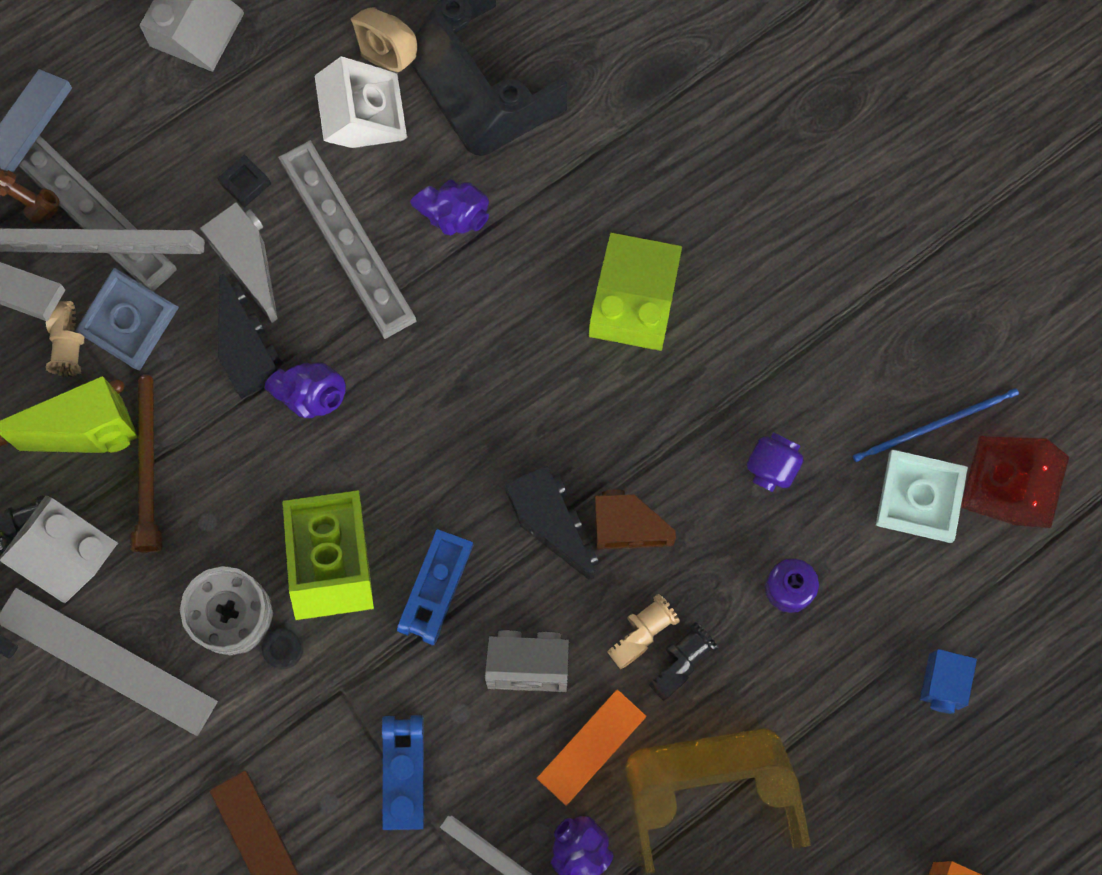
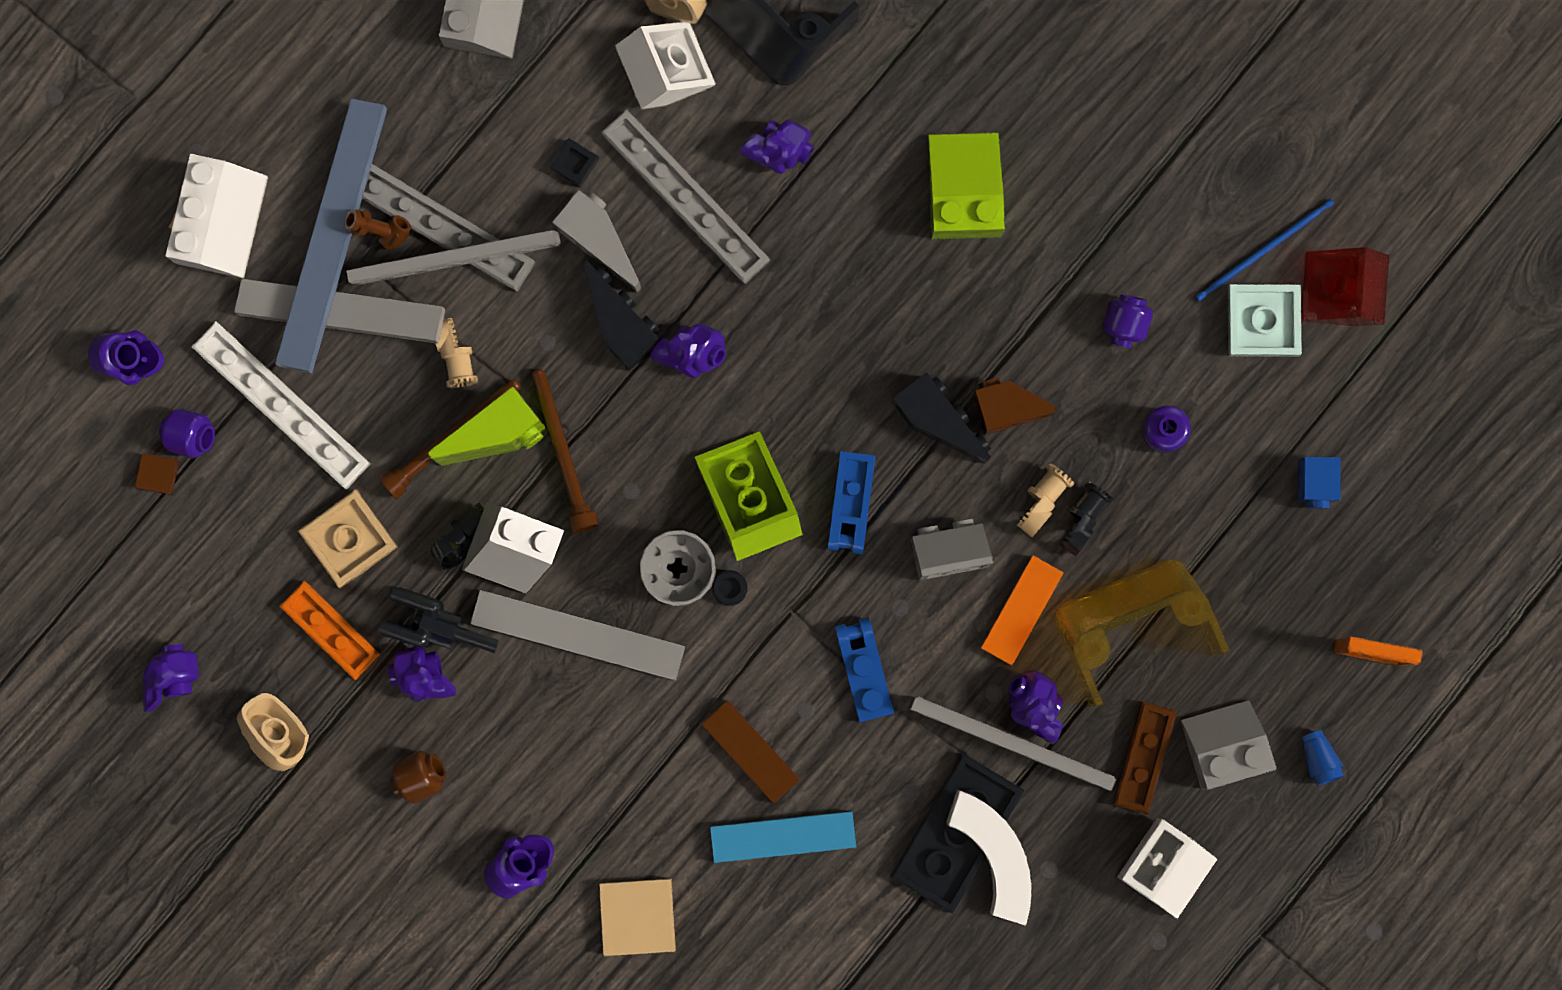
camera: 10 degrees left, 10 degrees up
(126, 319) = (505, 321): sand blue tile -> none

